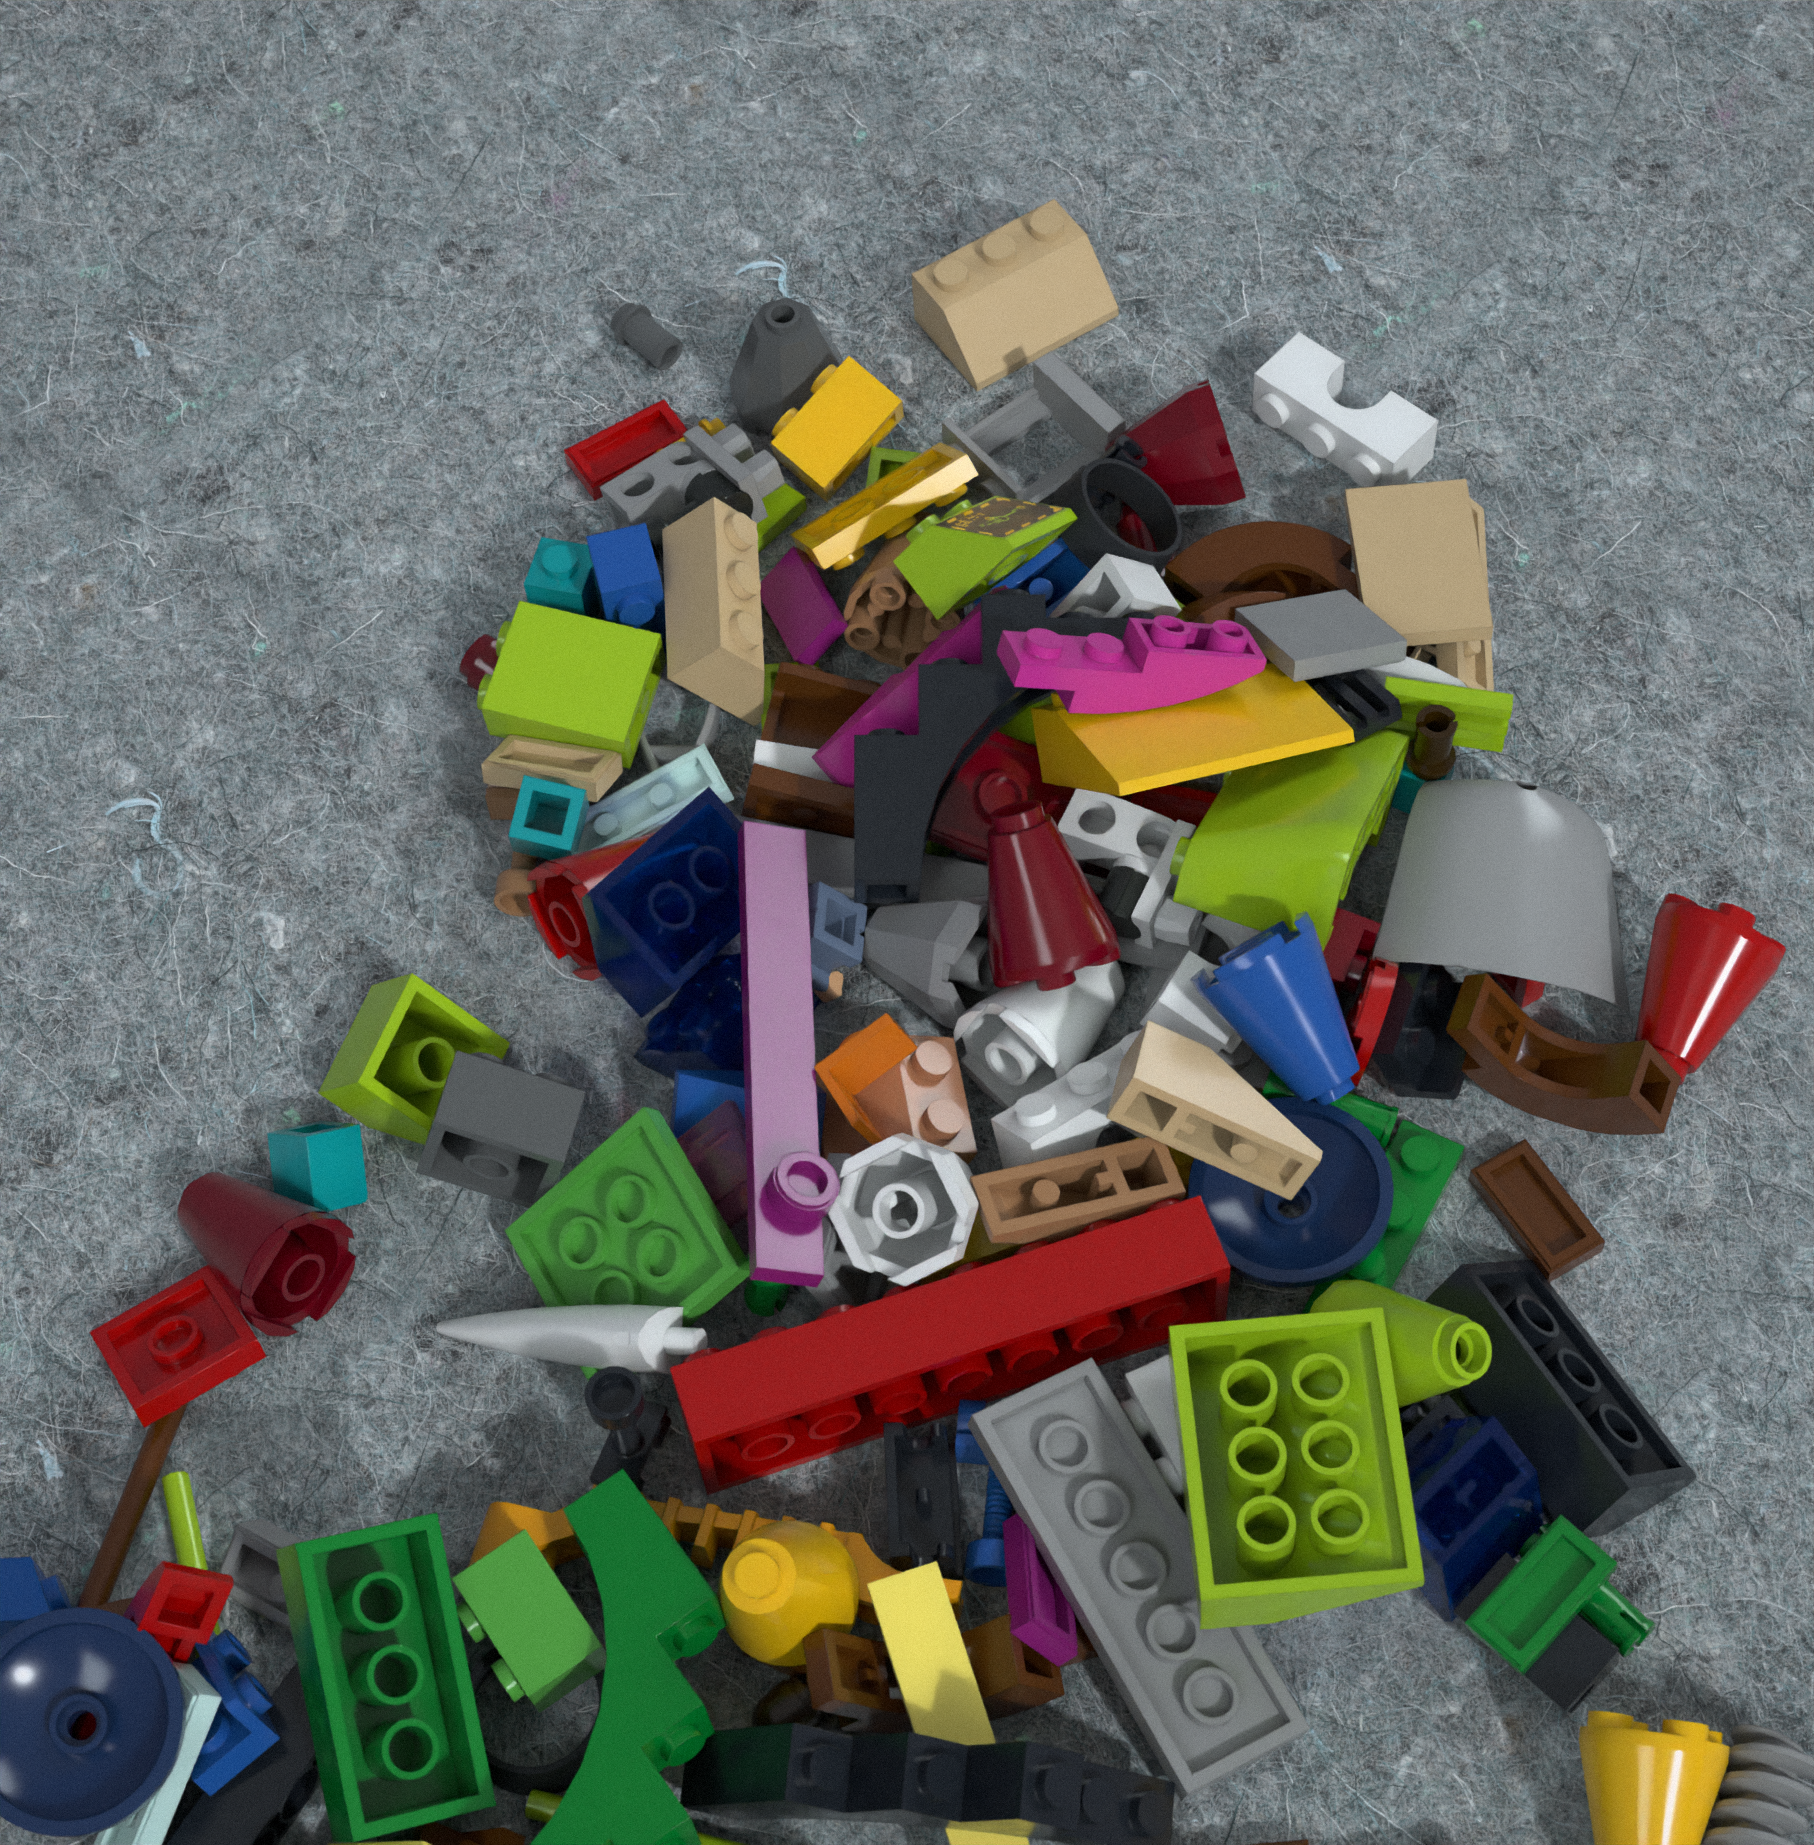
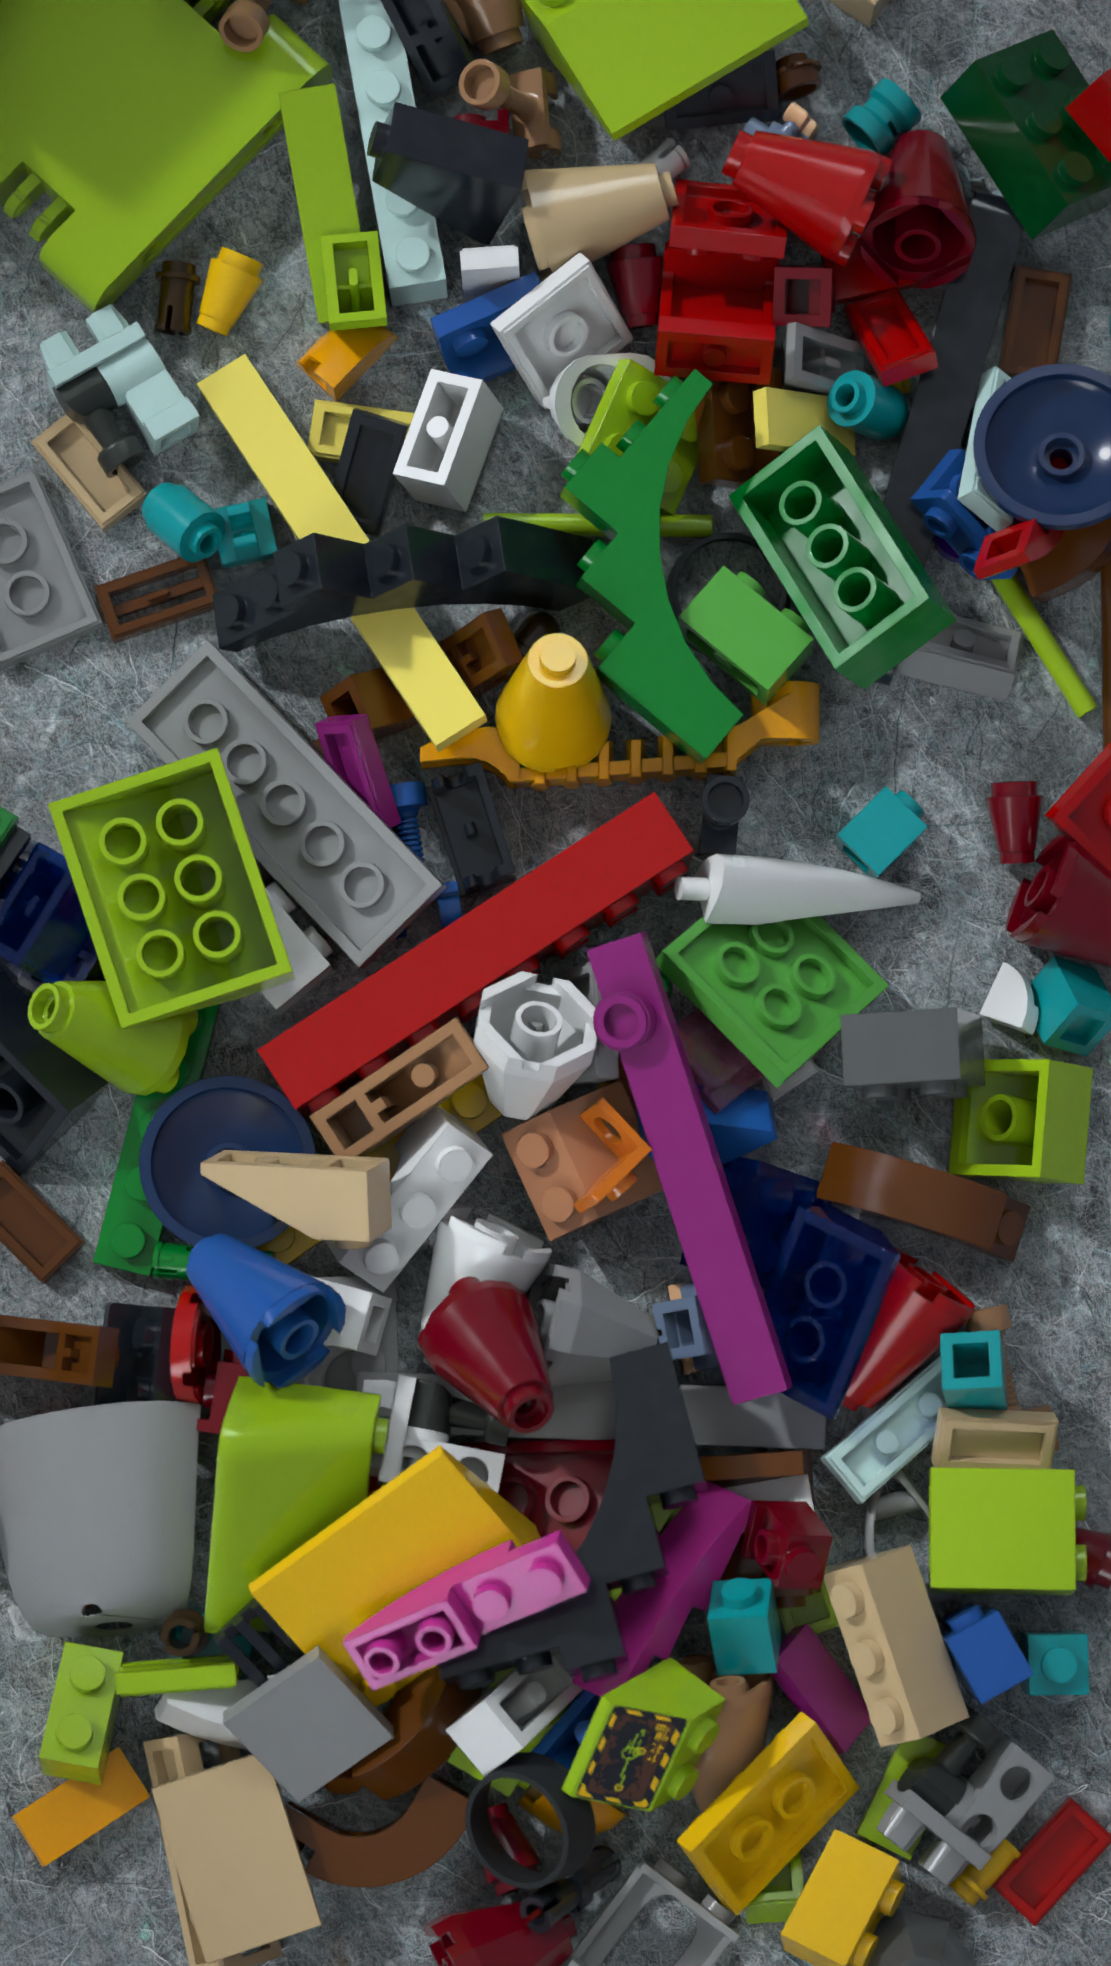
camera: 160 degrees right, 25 degrees up
(300, 1375) = (1015, 819): none -> dark red cone
(377, 1186) = (1011, 1001): none -> white tile
(454, 1390) = (882, 832): none -> teal brick
(553, 998) = (923, 1199): none -> reddish brown arch
(788, 706) = (787, 1543): none -> dark red brick
(856, 646) = (744, 1626): none -> teal brick
(1552, 718) = (81, 1714): none -> lime brick
(1575, 654) = (79, 1809): none -> light orange slope

